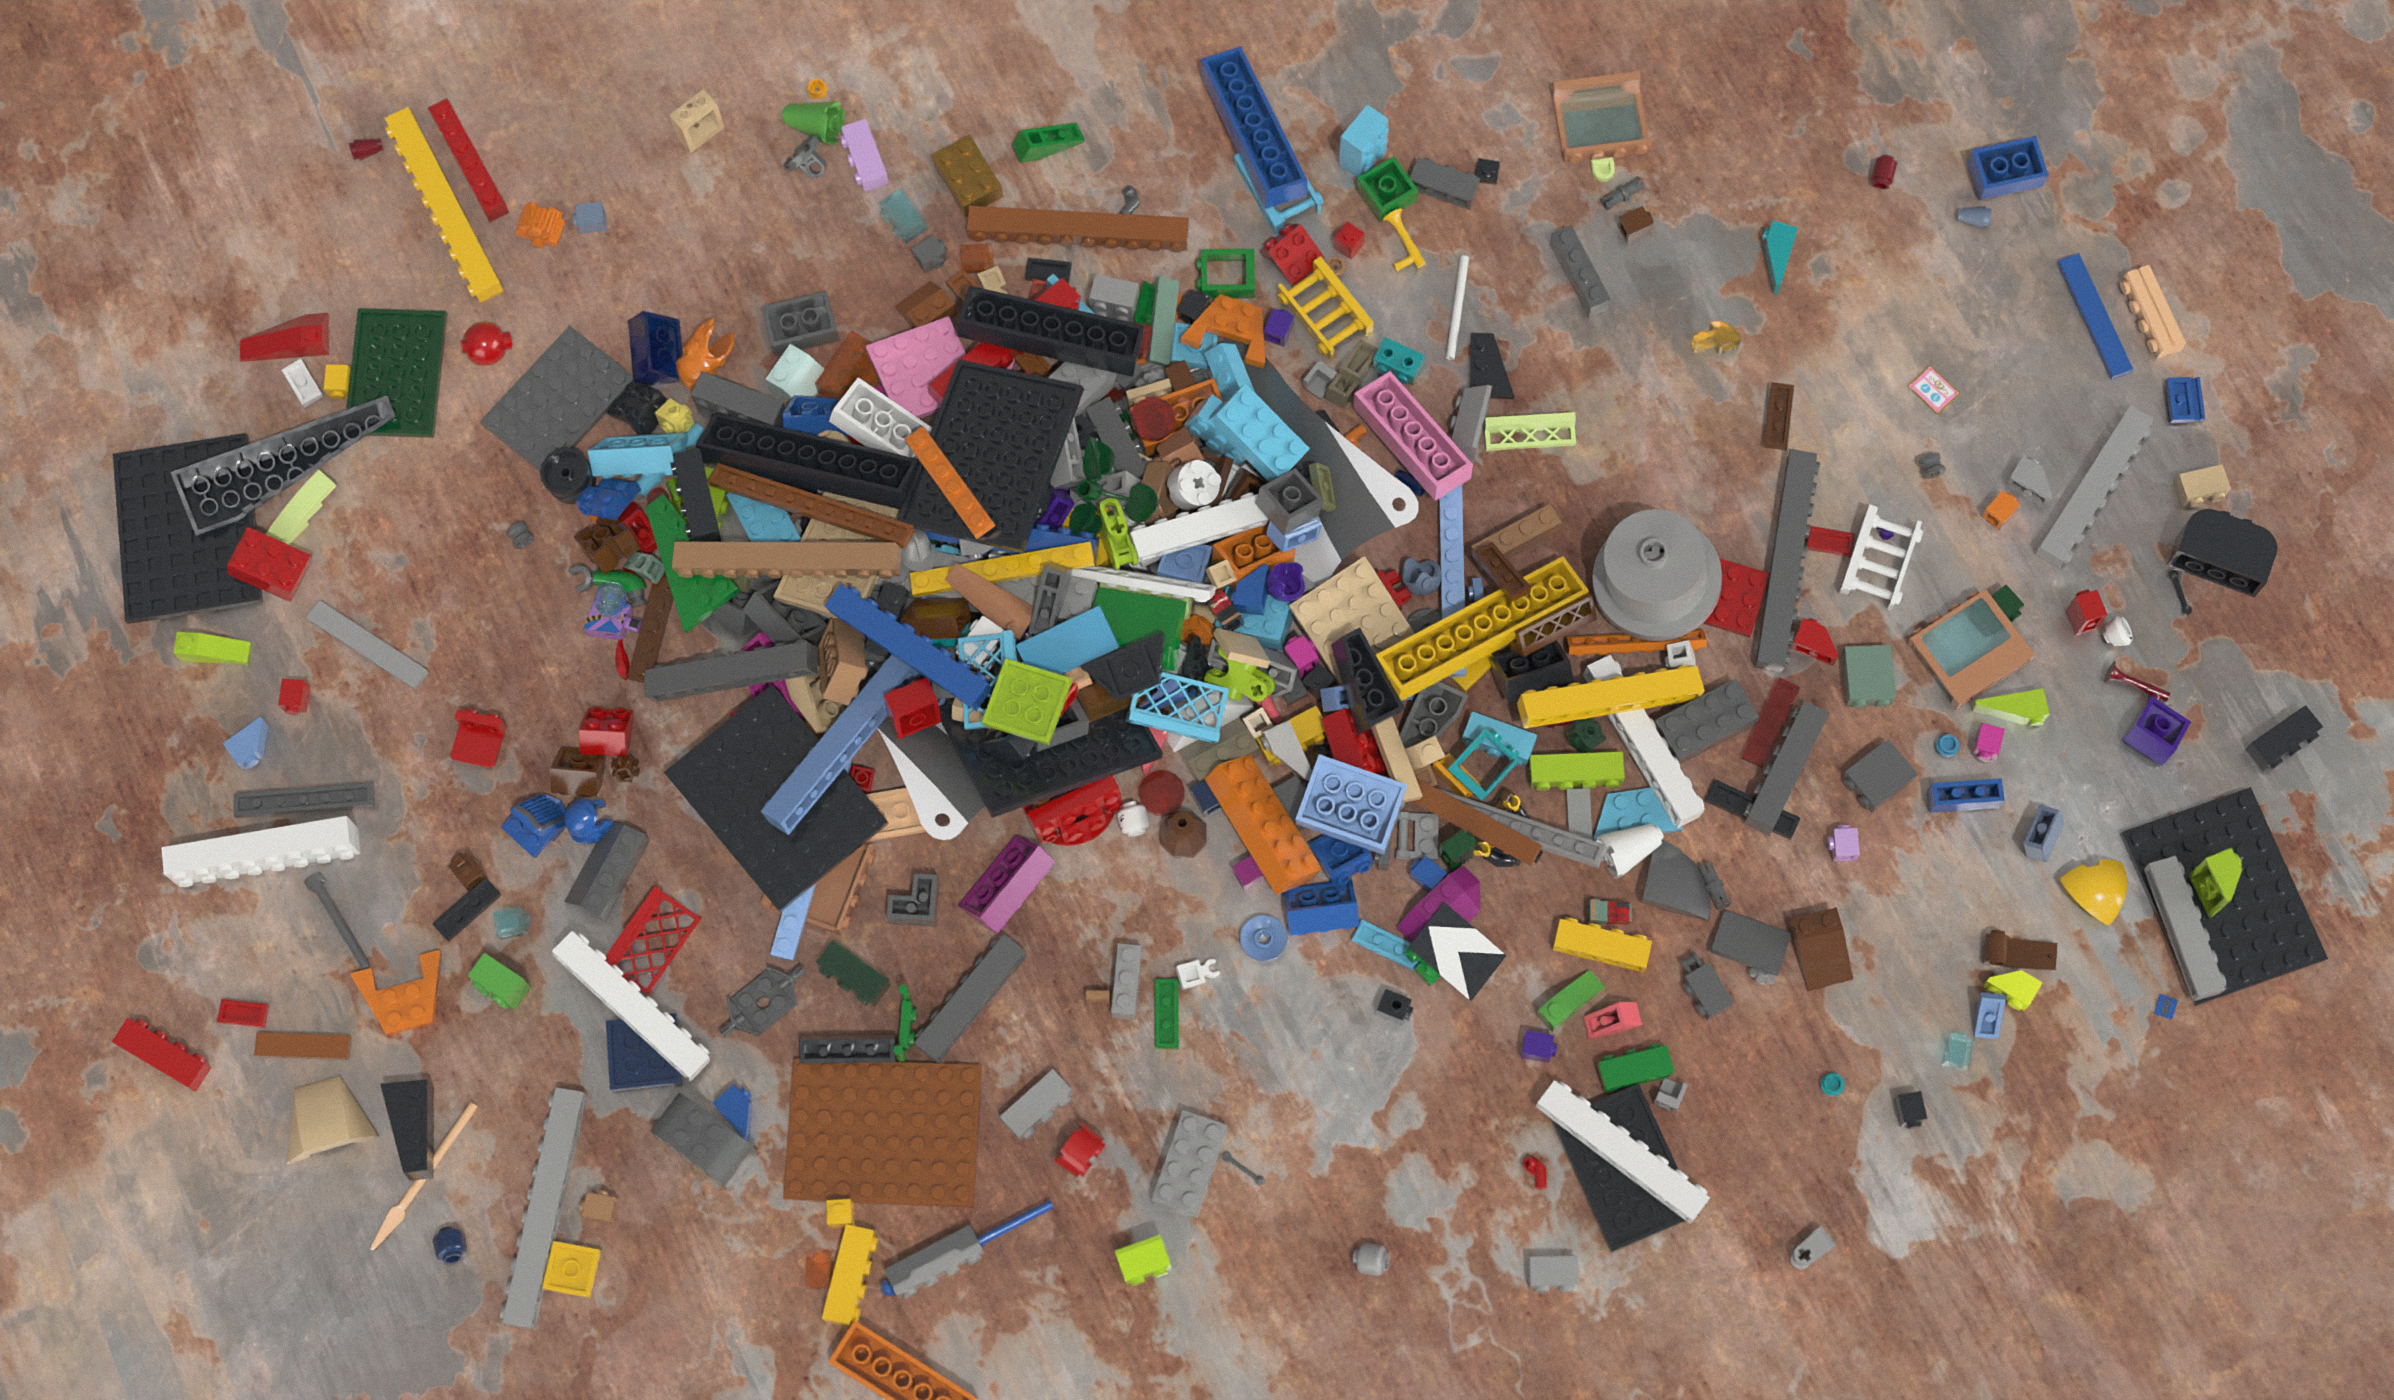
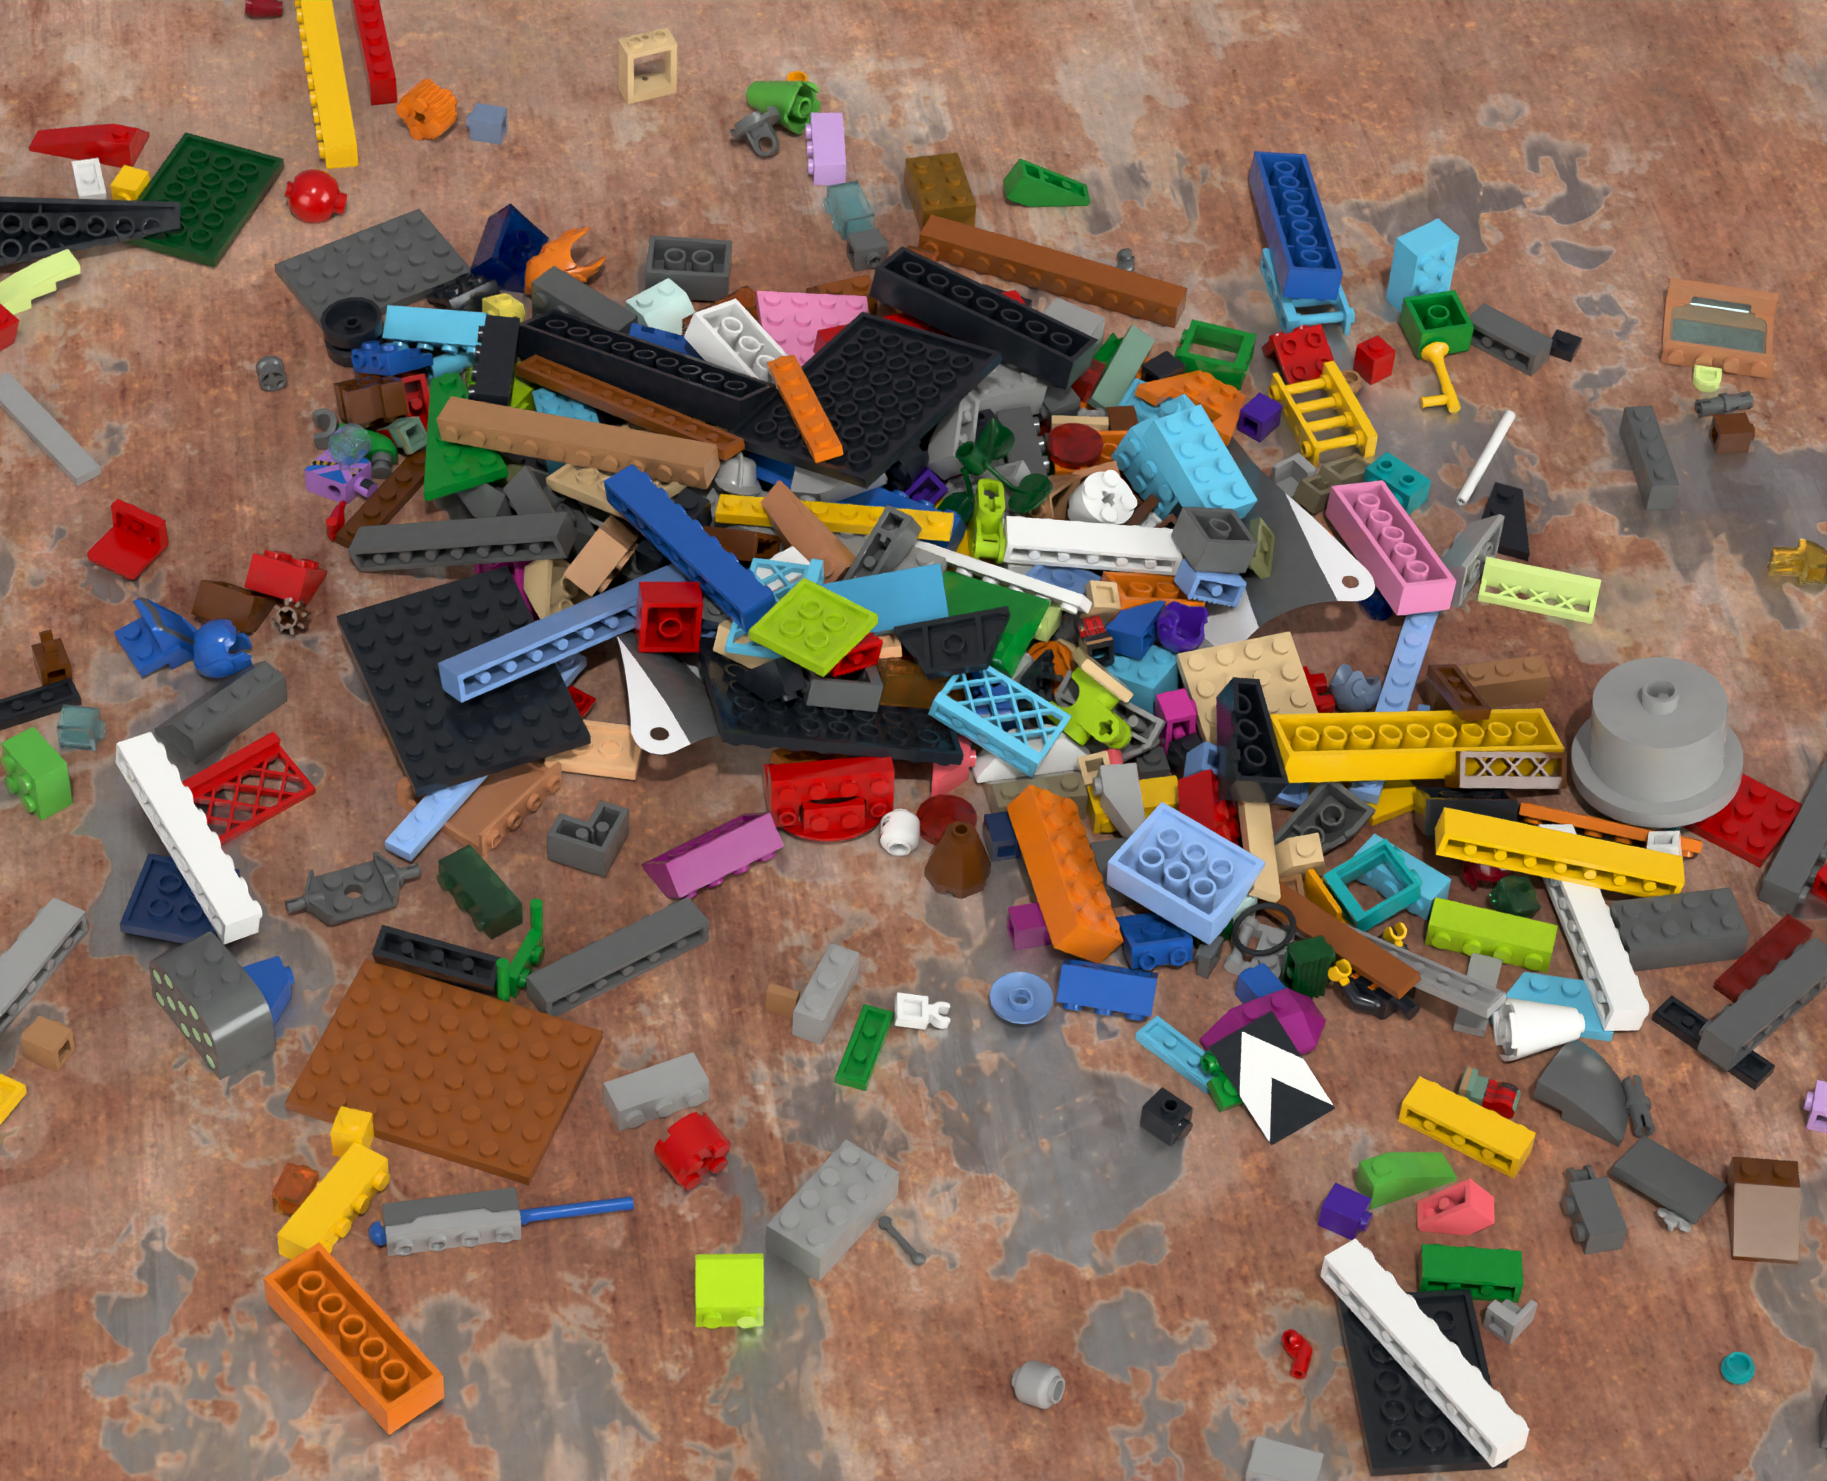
camera: 10 degrees right, 25 degrees down
(1437, 830) = (1266, 905): none -> black tyre

